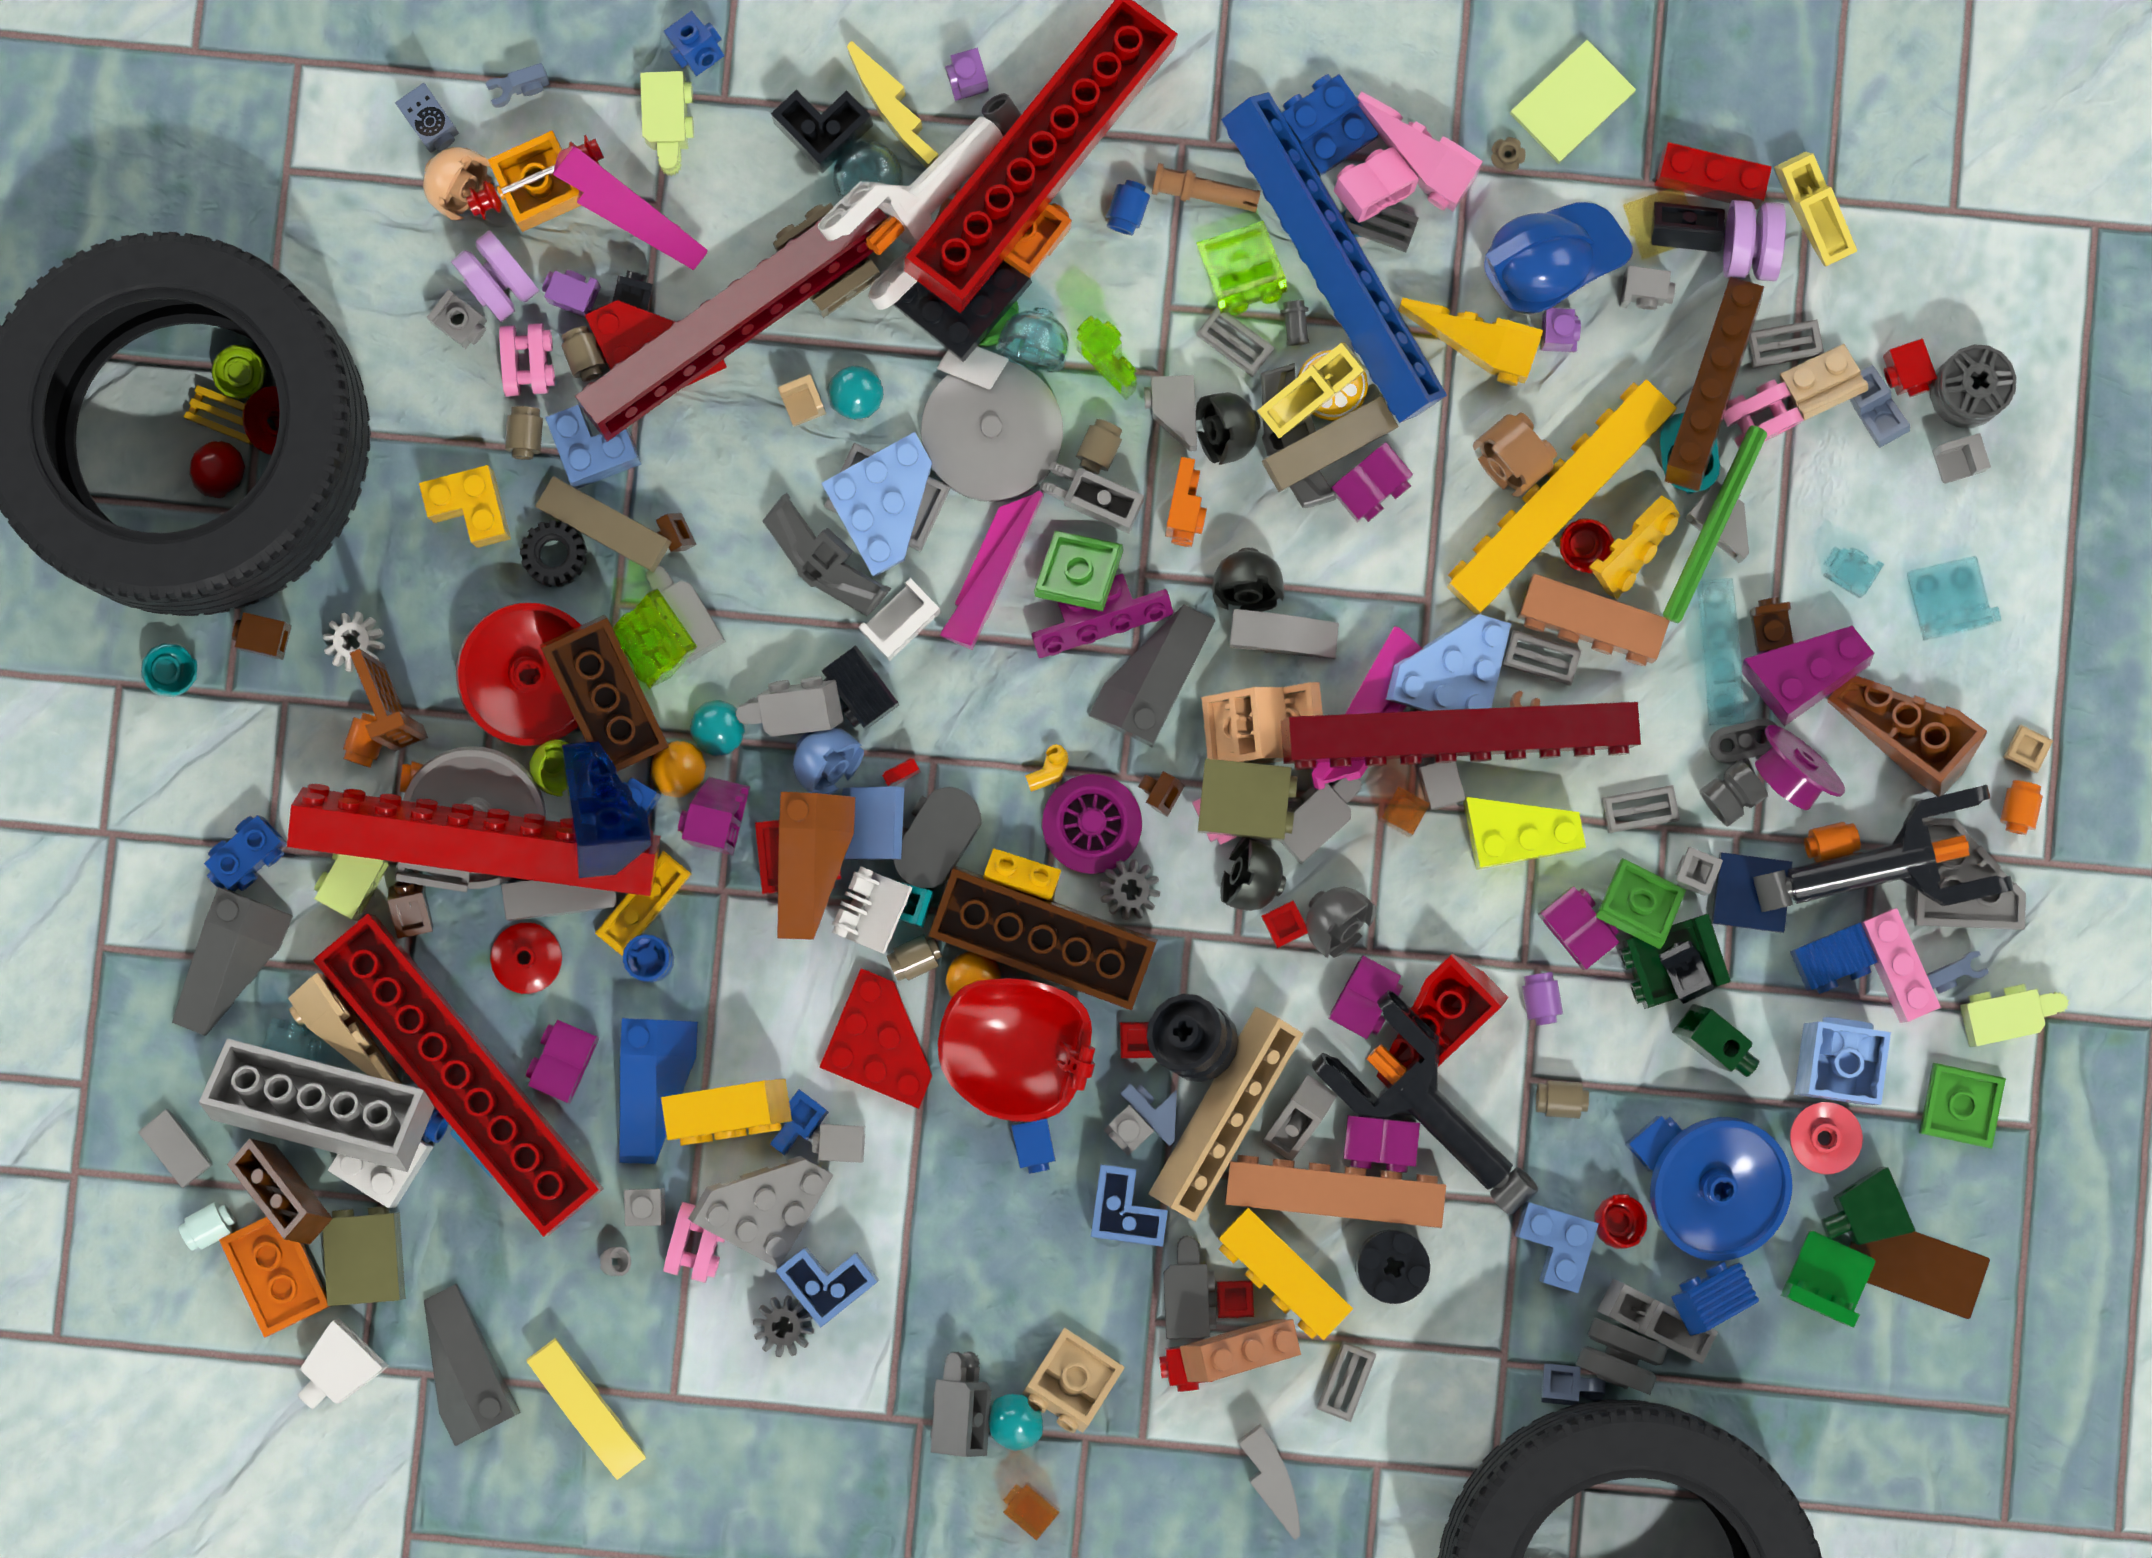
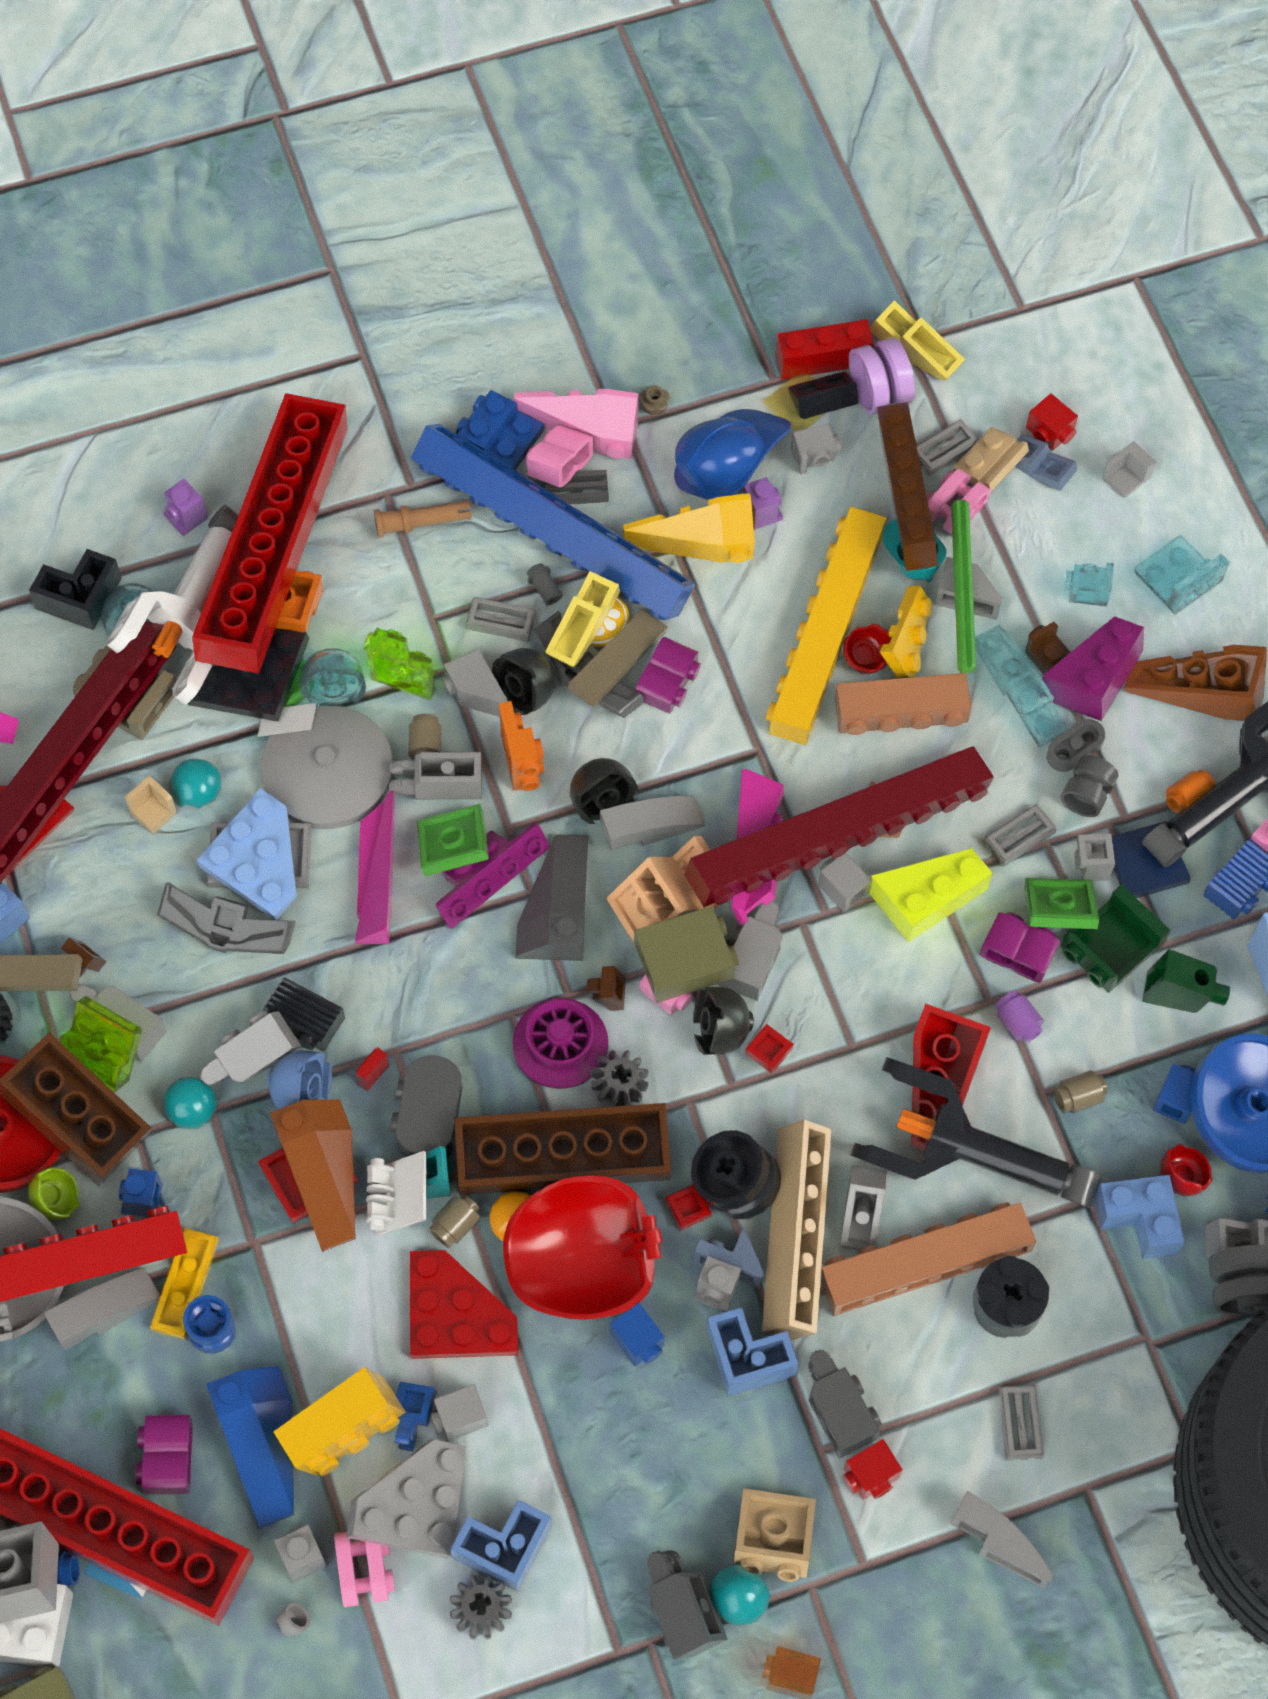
camera: 30 degrees left, 20 degrees down
(544, 962) = (103, 1394): red dish -> none
(604, 816) = (113, 1194): clear blue wedge -> none
(678, 769) = (168, 1152): light orange hair -> none
(715, 816) = (219, 1177): magenta wedge -> none
(876, 823) = (370, 1117): medium blue tile -> none
(886, 96) = (132, 558): light yellow slope -> none
(900, 620) = (316, 945): white panel -> none
(1022, 874) = (519, 1100): yellow bracket -> none
(1052, 770) = (504, 1012): yellow arm -> none
(1127, 207) = (363, 553): blue brick -> none
(1235, 1299) = (885, 1394): red tile -> none
(1240, 1350) = (913, 1428): nougat brick -> none
(1242, 268) = (481, 560): clear neon green plate -> none
(1285, 1273) = (918, 1347): yellow brick -> none
(1336, 919) = (812, 1023): dark grey cylinder -> none
(1357, 1004) = (866, 1084): magenta brick -> none
(1381, 1142) = (944, 1195): magenta brick -> none
(1404, 812) = (824, 916): clear orange brick -> none
(1454, 669) = (806, 781): light blue plate -> none
(1515, 453) = (773, 603): medium nougat brick -> none
(1541, 672) = (876, 764): light grey tile -> none
(1564, 1385) = (1214, 1333): sand blue plate -> none
(1572, 101) = (686, 345): yellowish green tile -> none
(1687, 971) = (1128, 938): black bracket -> none
(1796, 769) = (1130, 743): magenta piece -> none
(1953, 390) = (1109, 412): dark grey wheel -> none

